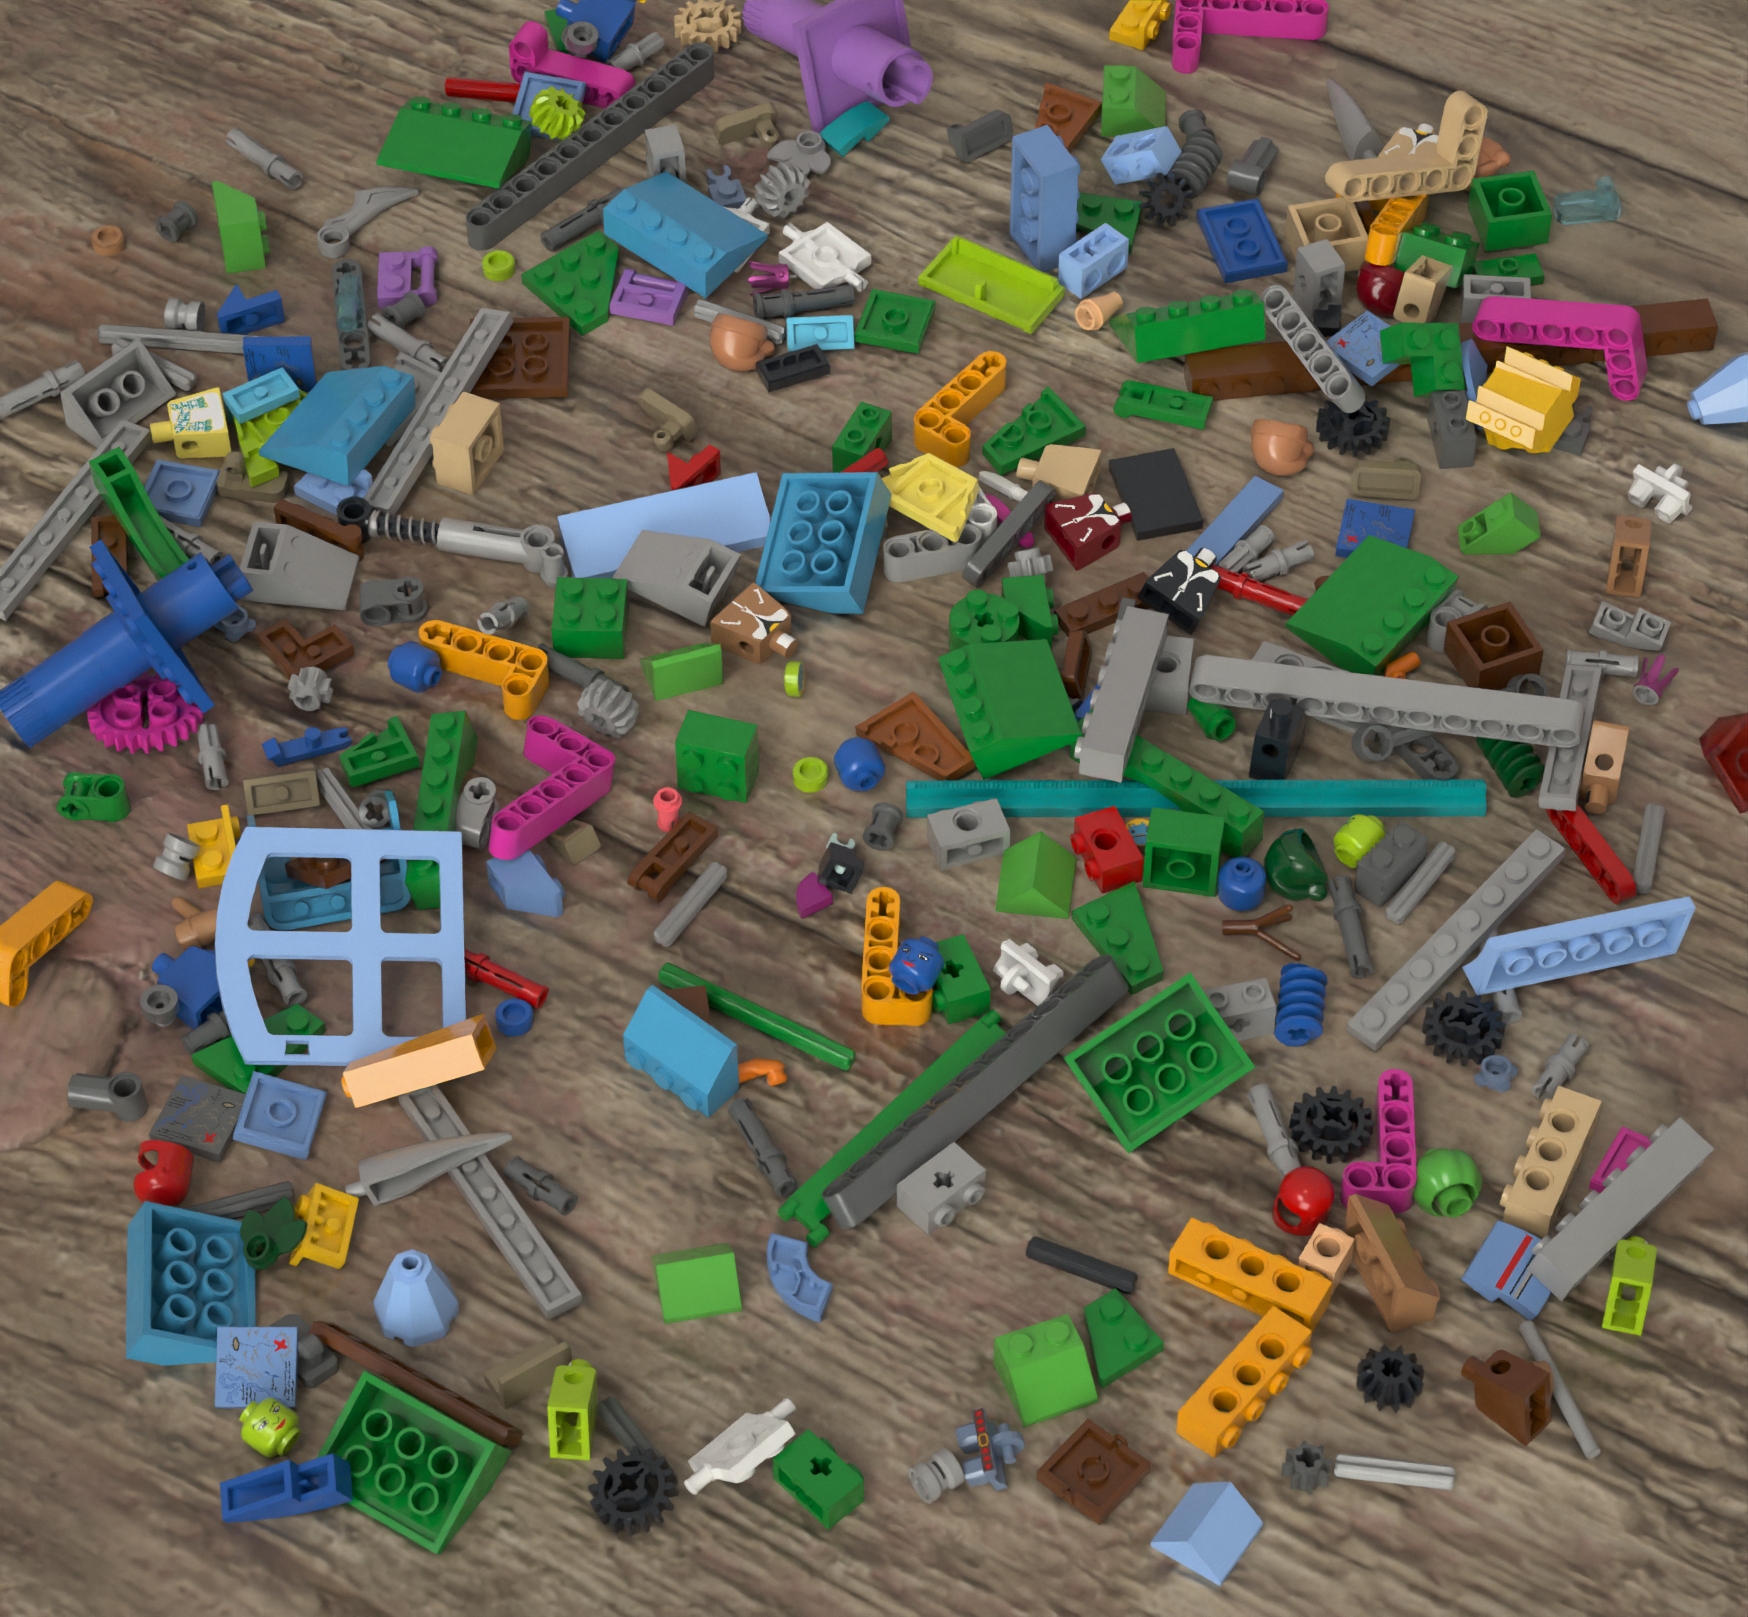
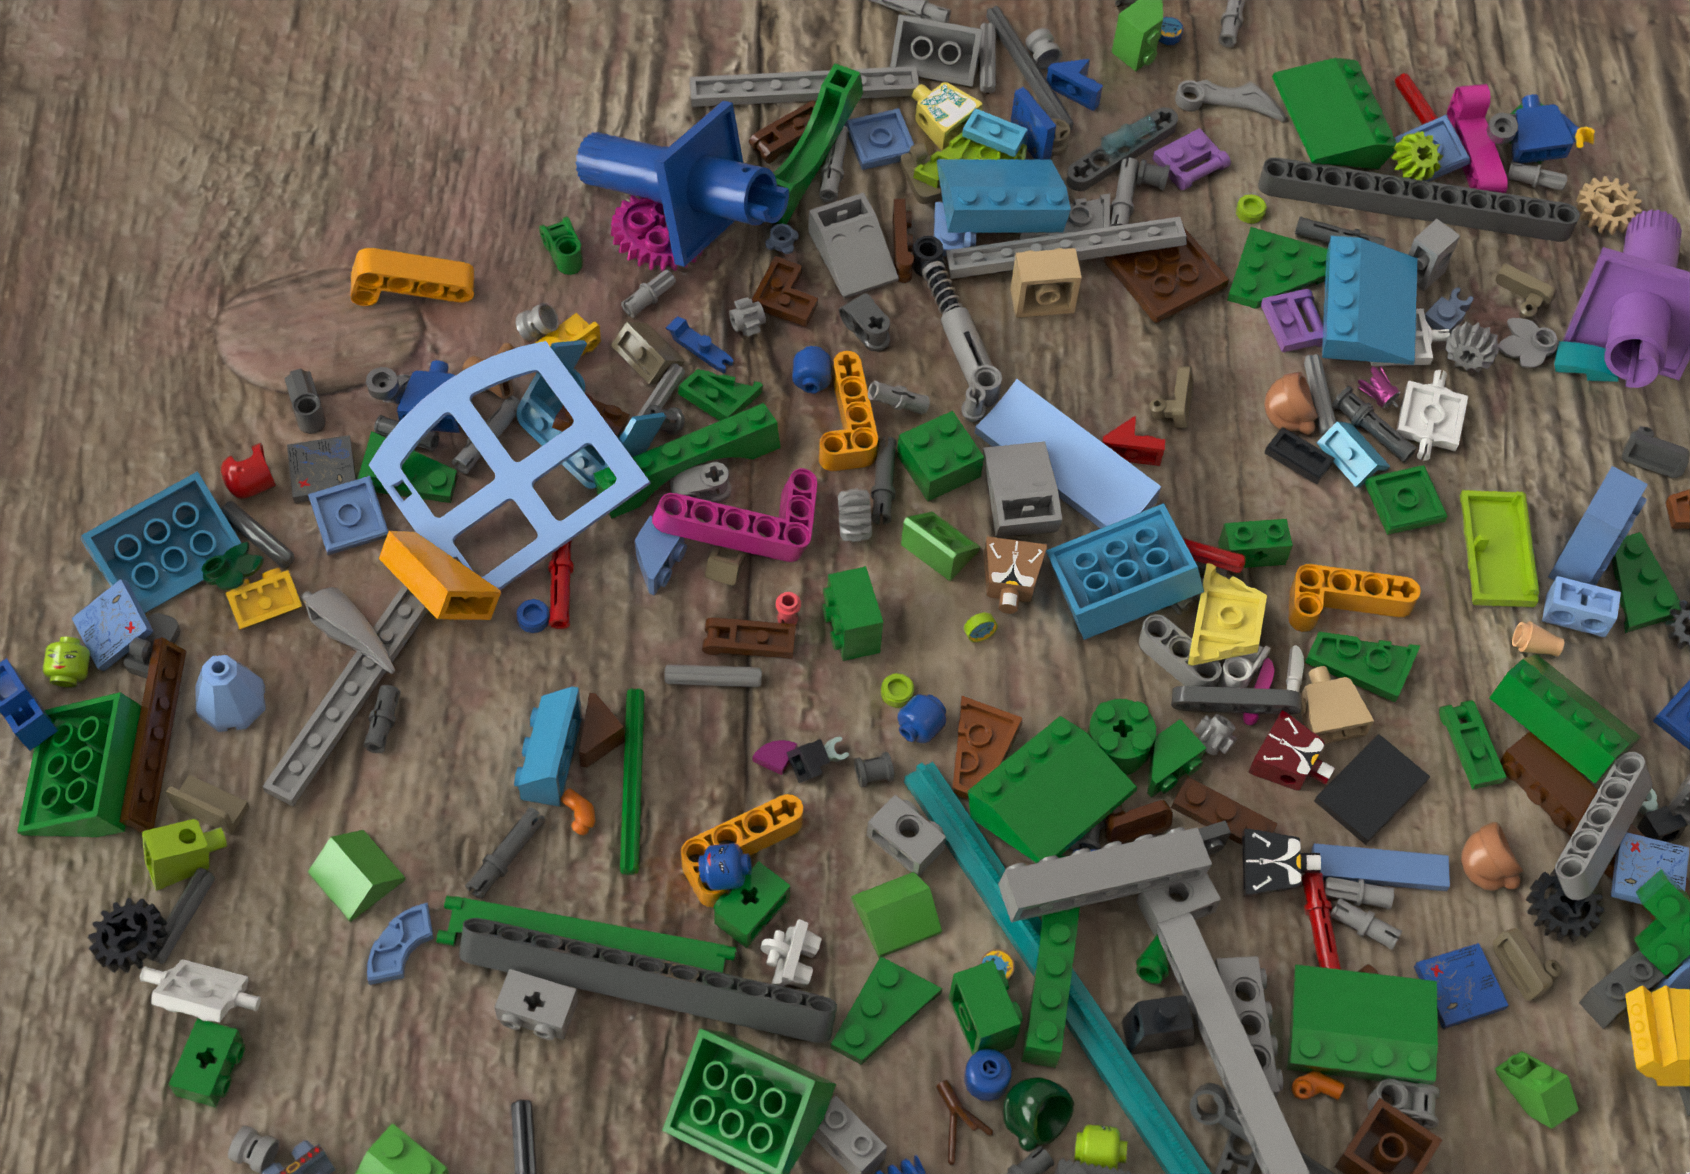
camera: 55 degrees right, 10 degrees up
(1107, 849) = (966, 930): red brick -> none

